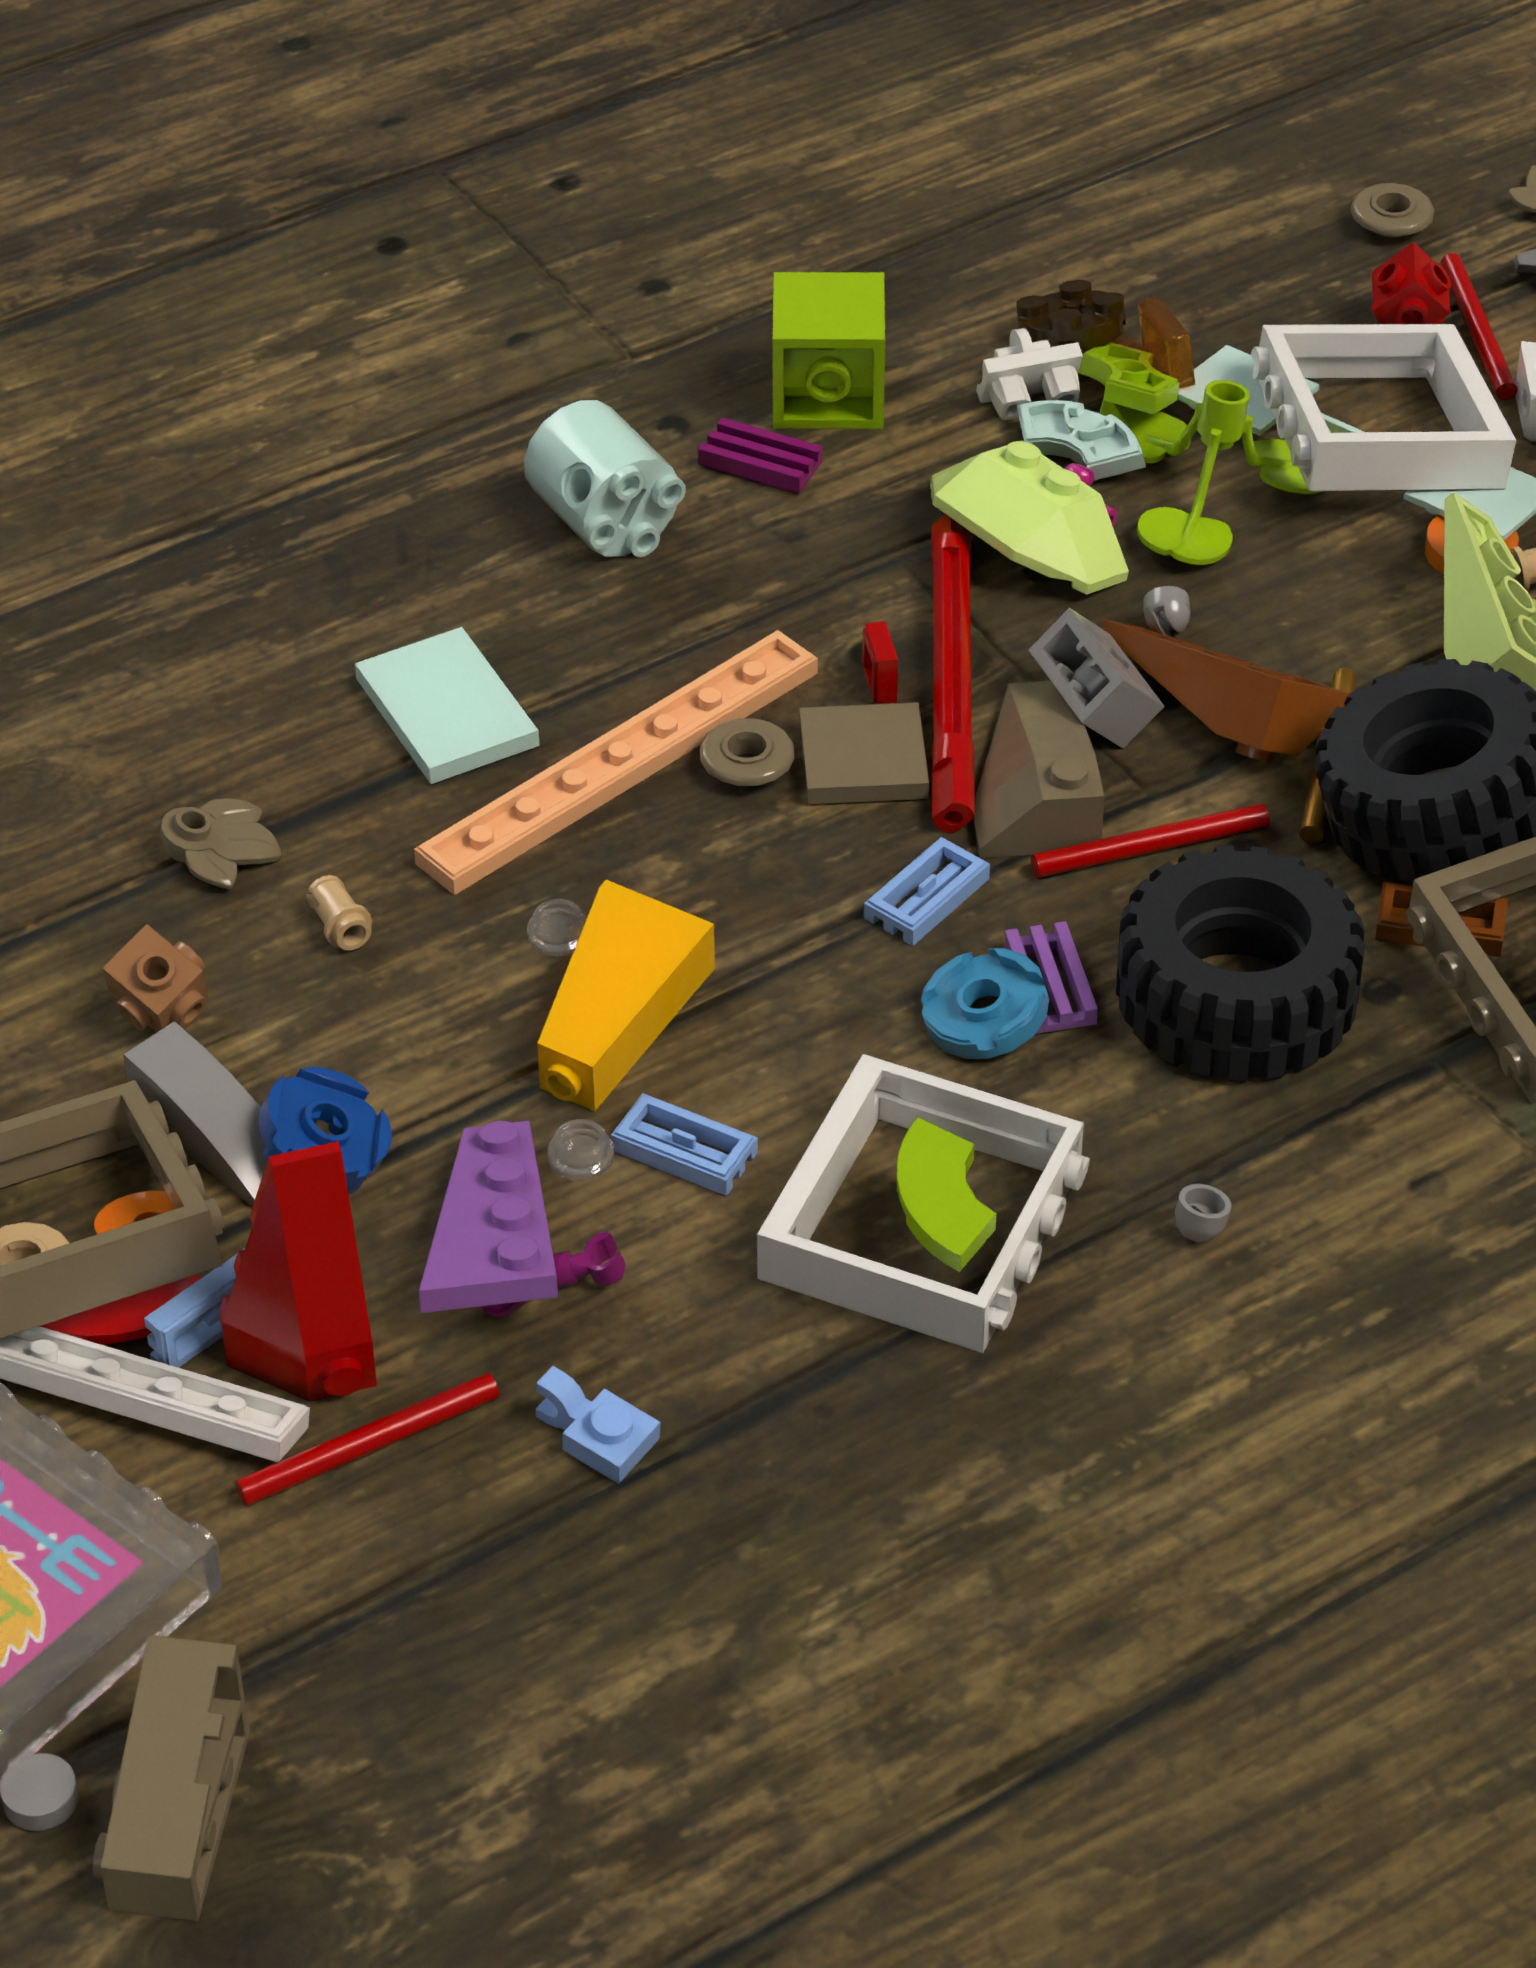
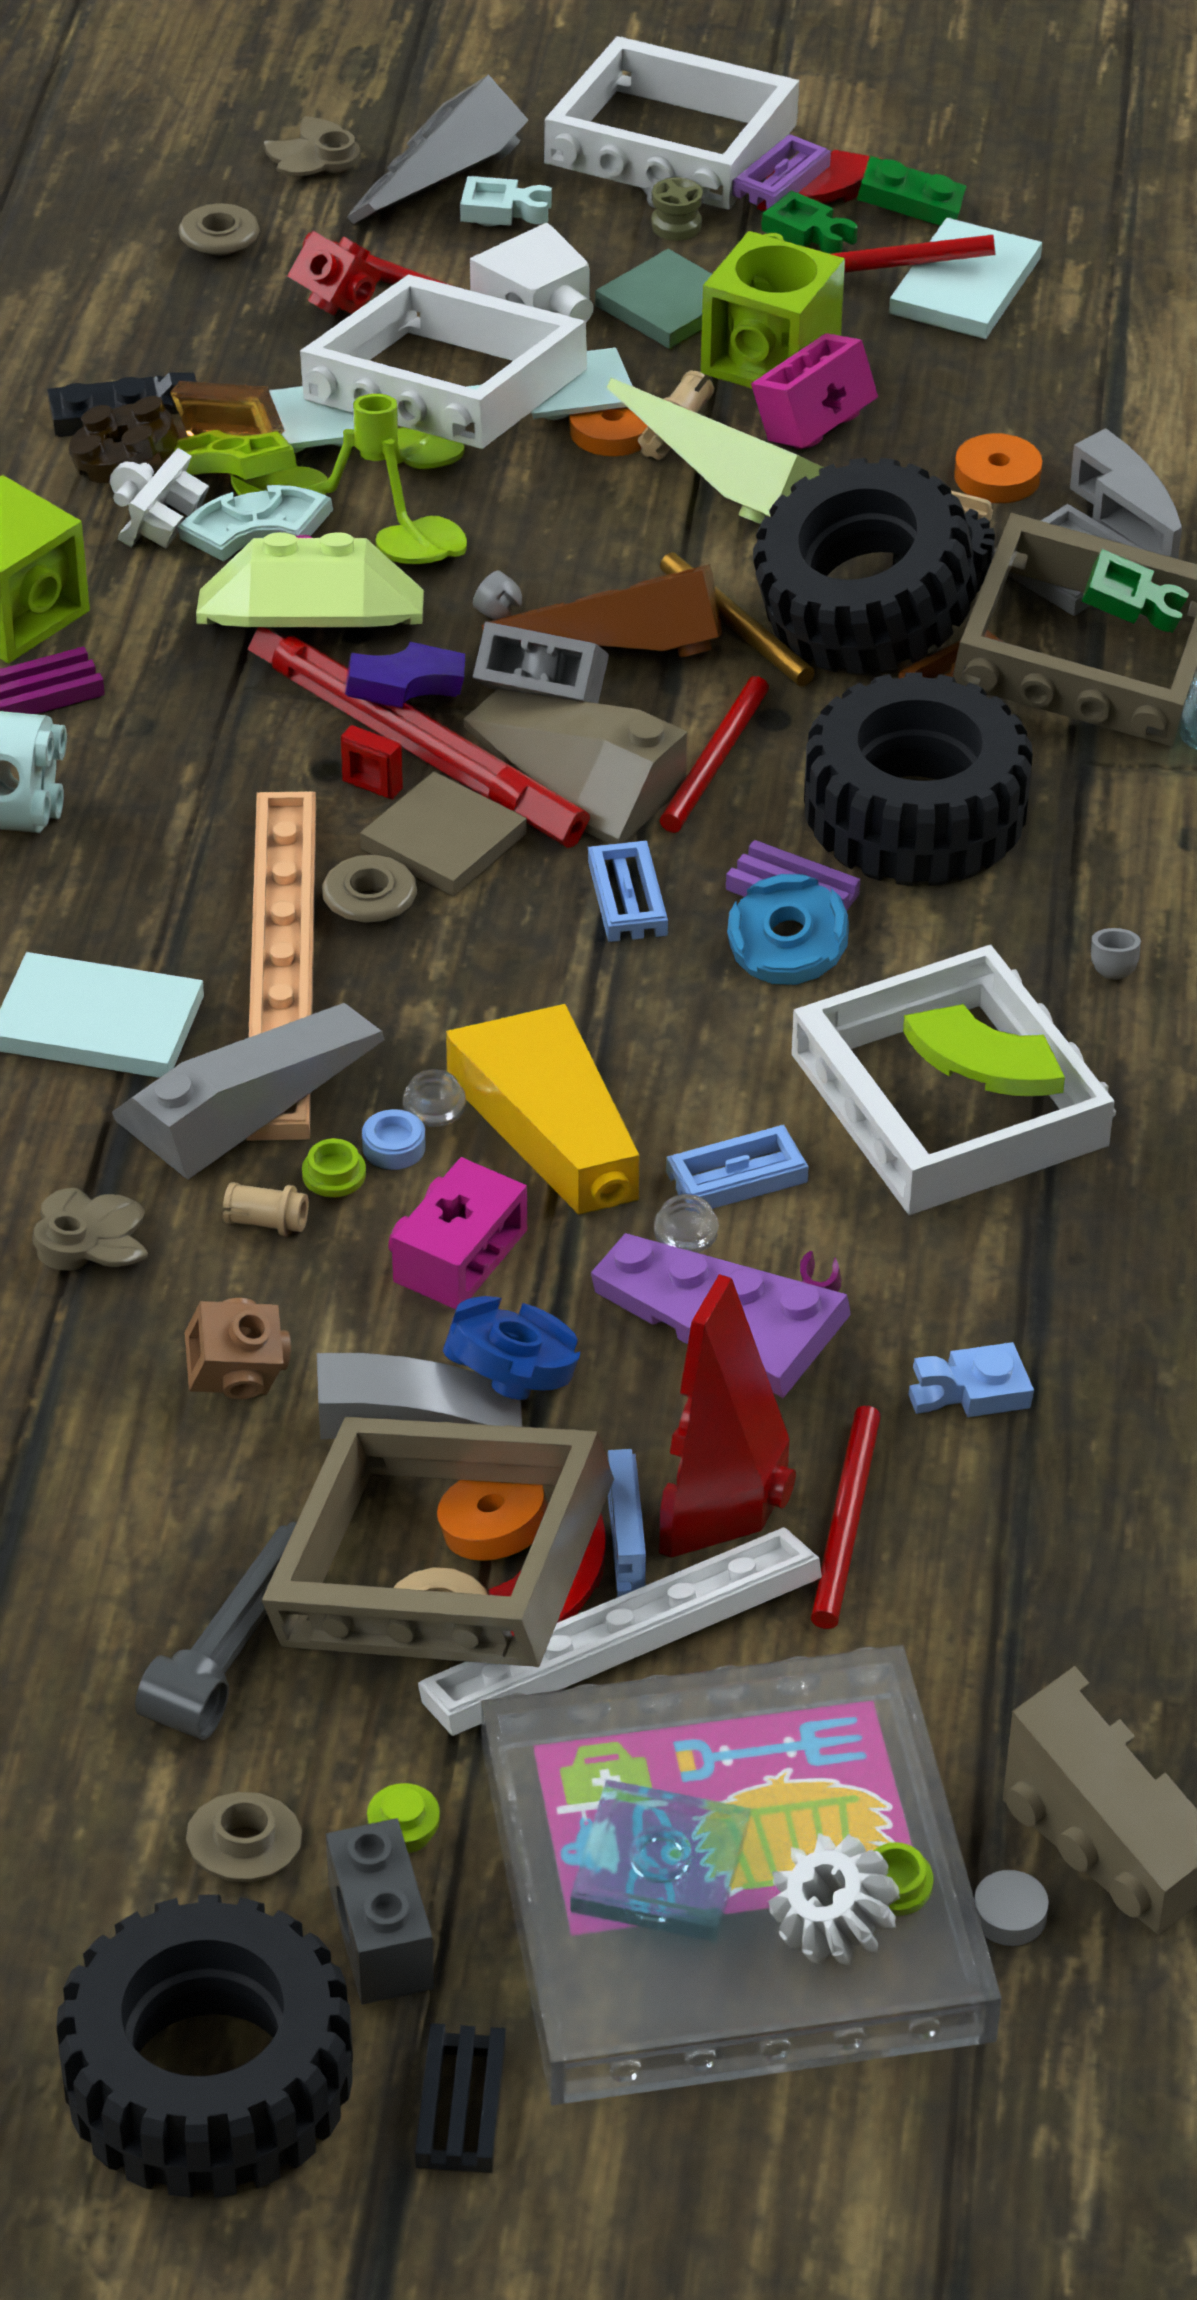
camera: 50 degrees left, 0 degrees up
(420, 1029) = (458, 1233): none -> dark pink brick
(421, 813) = (235, 1090): none -> light grey wedge
(421, 922) = (333, 1168): none -> lime plate
(497, 936) = (393, 1139): none -> light blue tile
(974, 610) = (405, 675): none -> dark purple tile
(1133, 285) = (72, 401): none -> black hinge

